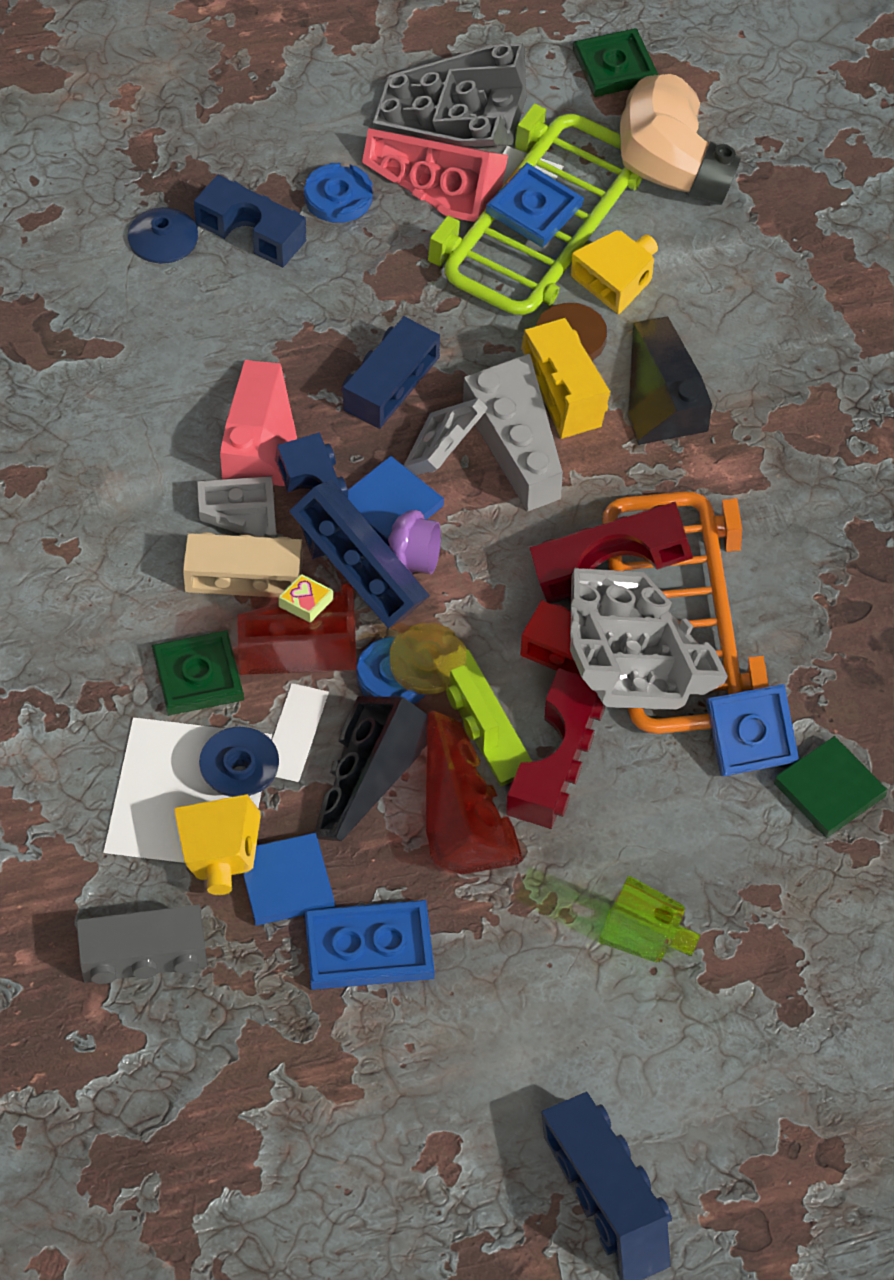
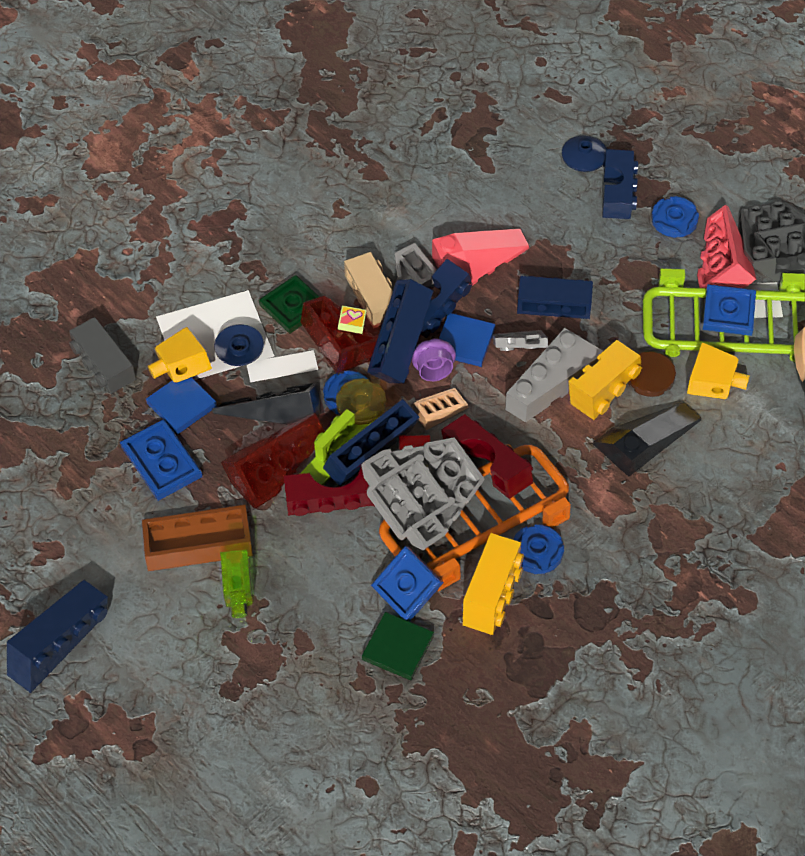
camera: 65 degrees right, 0 degrees up
(486, 601) = (436, 417): none -> light nougat slope
(513, 671) = (370, 441): none -> dark blue brick
(532, 950) = (195, 537): none -> dark orange slope
(765, 572) = (541, 548): none -> blue tile
(810, 633) = (492, 584): none -> yellow brick

